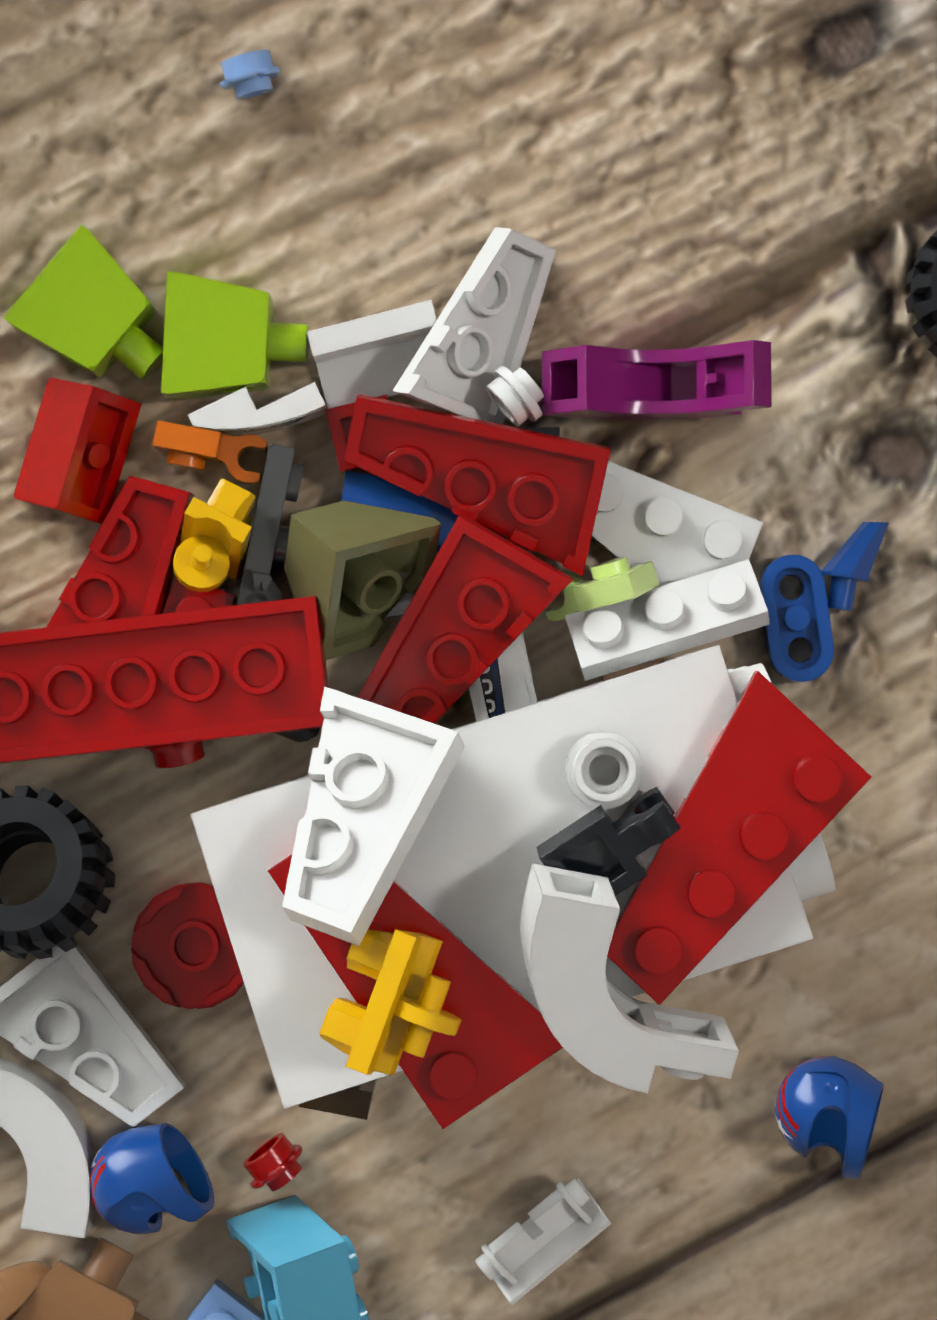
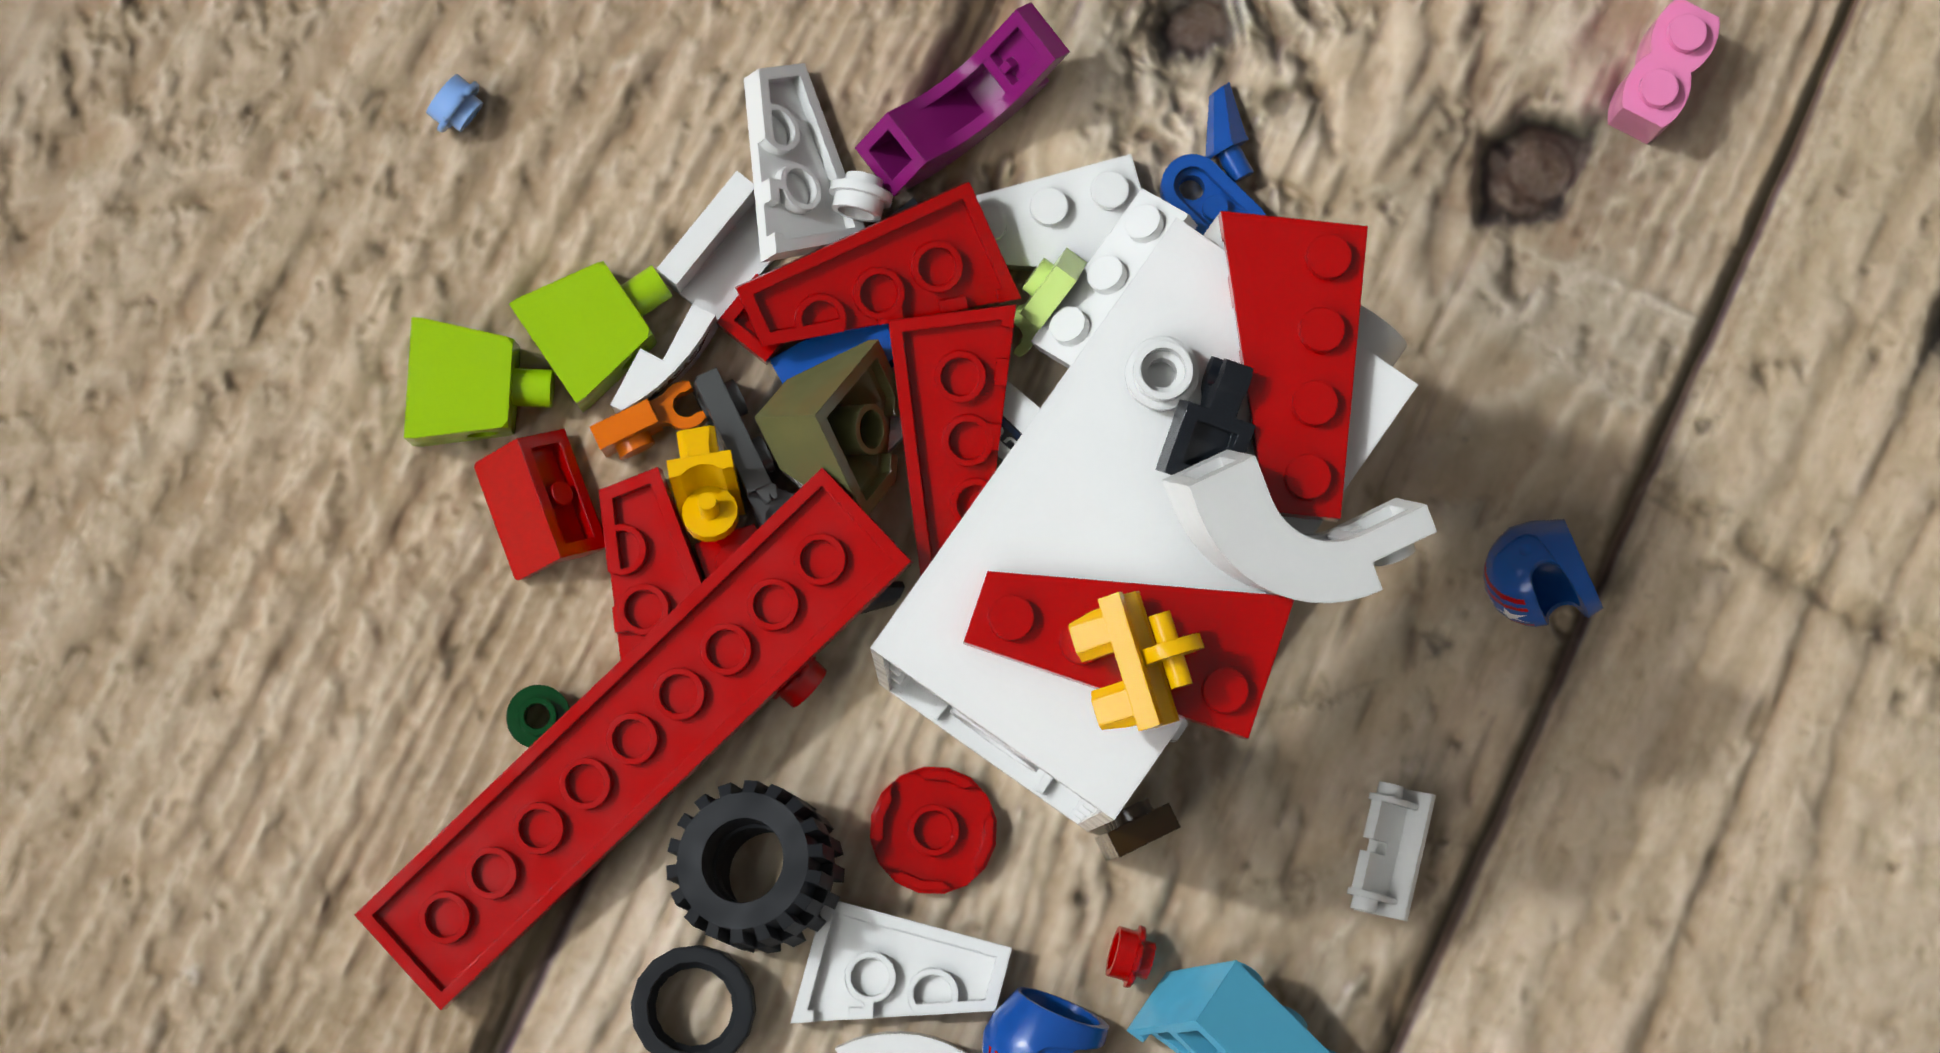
camera: 40 degrees left, 5 degrees down
(364, 811) = (1004, 536): white wing -> none

